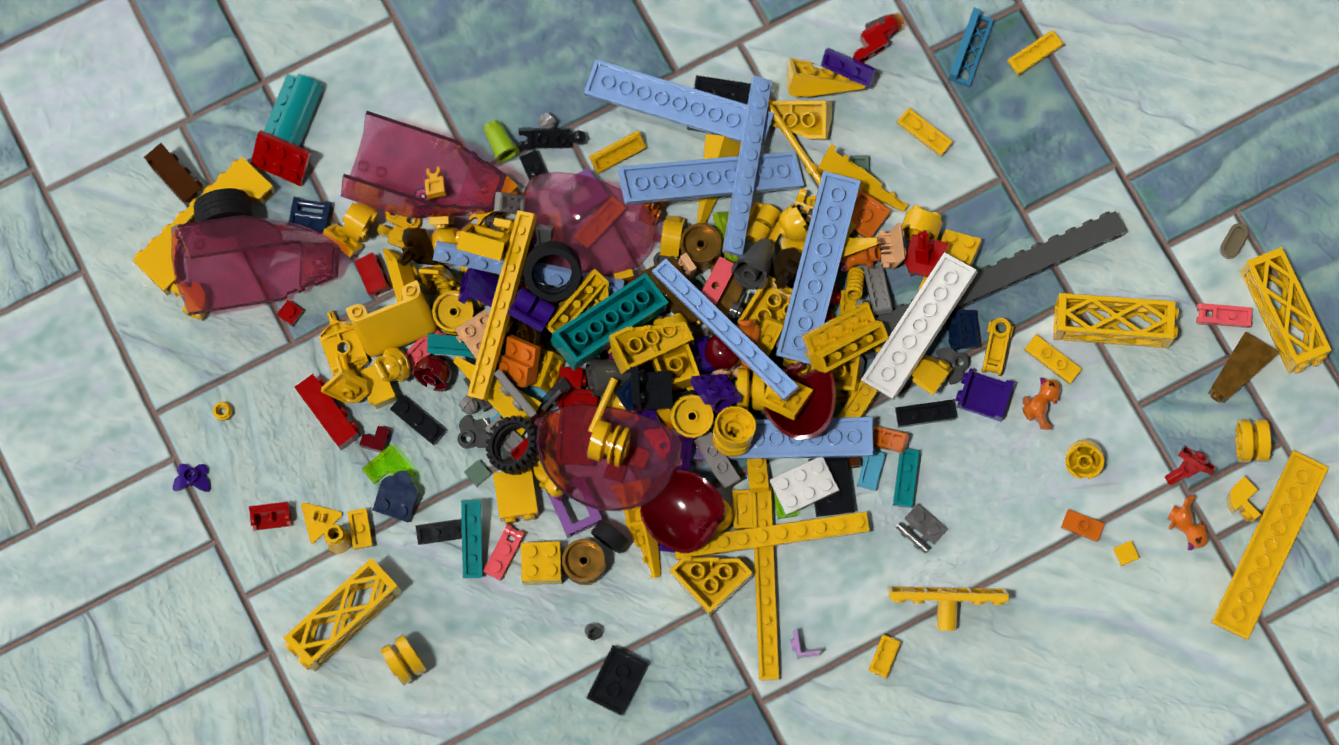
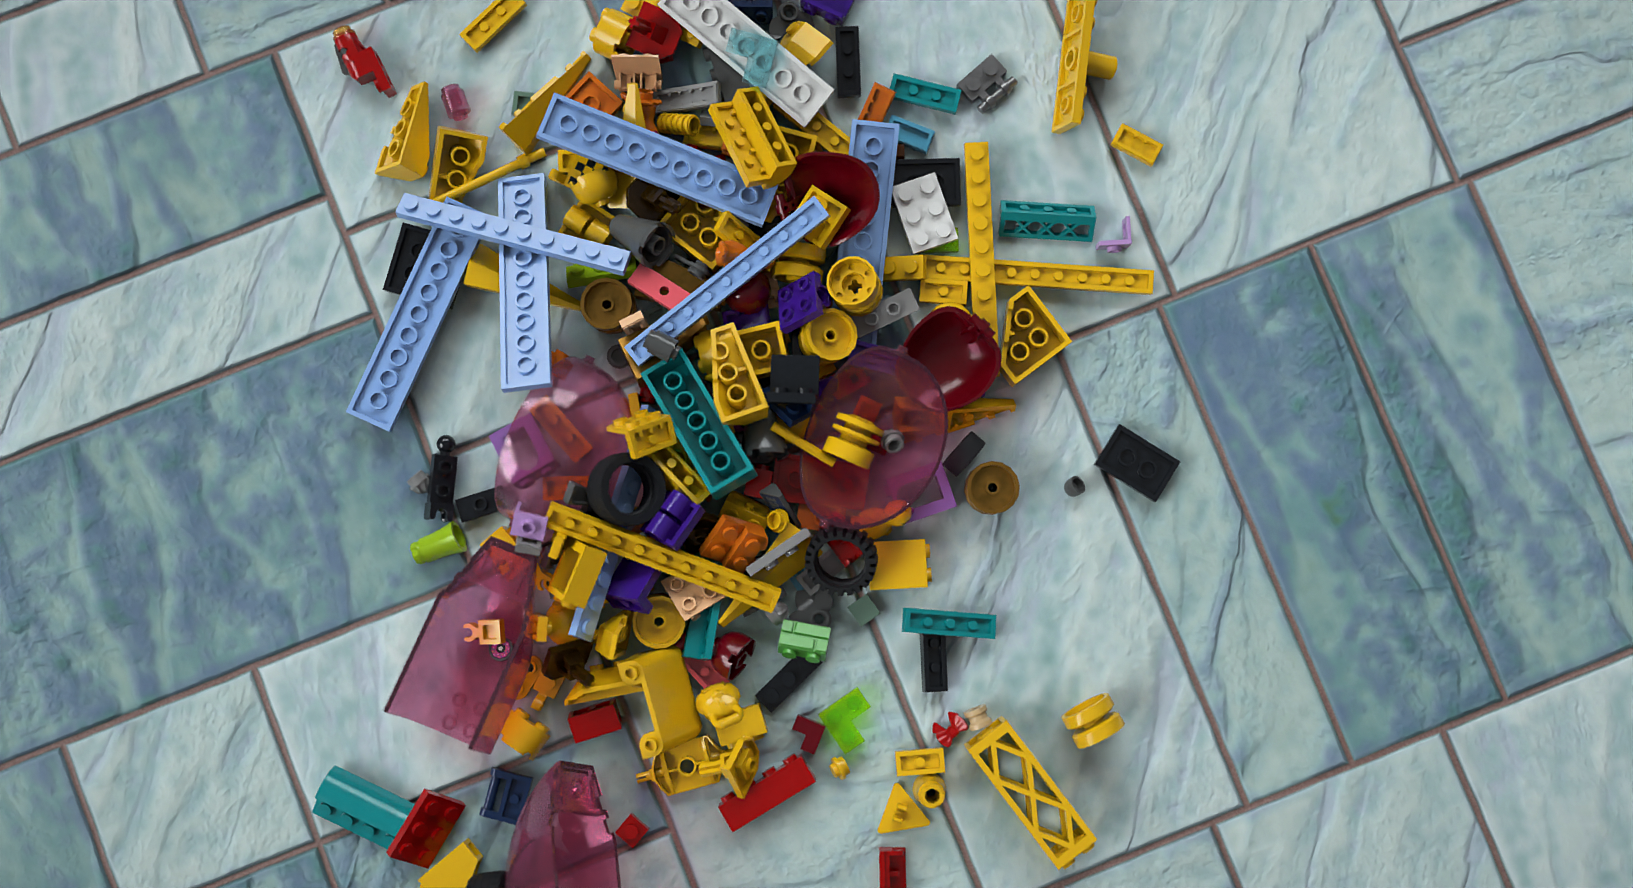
camera: 85 degrees left, 10 degrees up
(347, 245) = (549, 754): yellow plate -> none
(350, 466) = (839, 767): none -> yellow plate
(382, 548) = (946, 736): none -> red piece
(397, 496) = (885, 712): dark blue plate -> none
(398, 570) = (978, 717): none -> tan wheel
(448, 426) = (804, 641): none -> bright green brick
(503, 553) = (966, 586): coral plate -> none
(517, 199) = (528, 524): none -> lavender bracket
(540, 393) = (778, 520): none -> yellow plate
(541, 563) = (986, 540): yellow brick -> none
(597, 279) = (645, 432): none -> yellow bracket
(613, 475) = (892, 440): none -> light grey plate
(617, 151) = (471, 398): yellow plate -> none
(667, 285) = (662, 345): none -> dark grey brick
(671, 236) = (590, 340): yellow brick -> none
(815, 586) = (1050, 214): none -> teal fence
(848, 67) = (397, 99): dark purple plate -> none
(853, 111) = (455, 102): none -> clear pink brick
(913, 336) = (759, 52): none -> clear light blue plate

